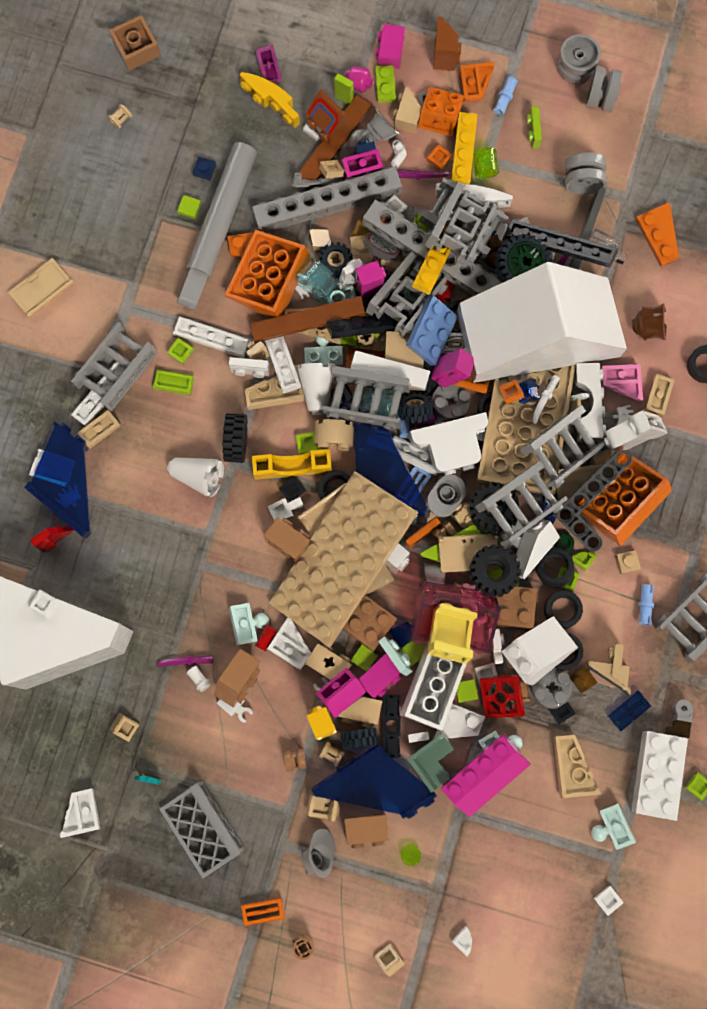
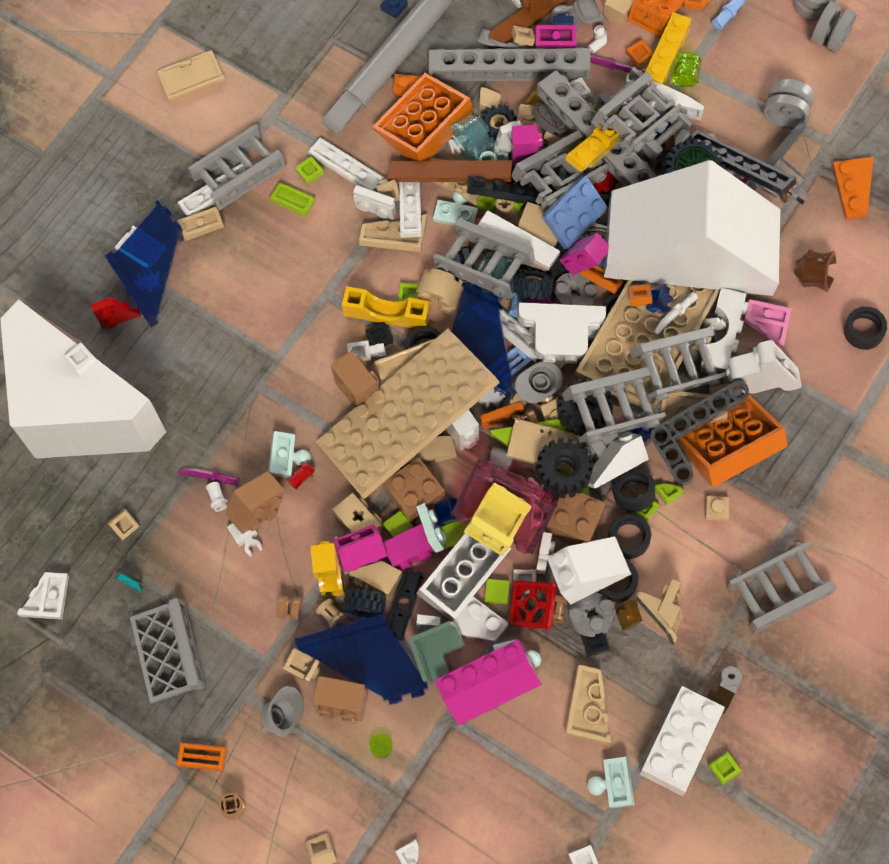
camera: 20 degrees right, 10 degrees down
(189, 207) = (366, 37): lime tile -> none
(198, 473) = (287, 292): white cone -> none
(234, 438) = (335, 265): black tyre -> none
(290, 645) = (323, 489): white wing -> none
(316, 385) = (437, 236): white cone -> none
(533, 120) = (748, 54): lime plate -> none
(565, 542) = (654, 468): dark green tile -> none
(629, 711) = (670, 664): clear blue tile -> none
(646, 605) = (723, 557): light blue pin -> none
(659, 395) = (804, 345): tan plate -> none

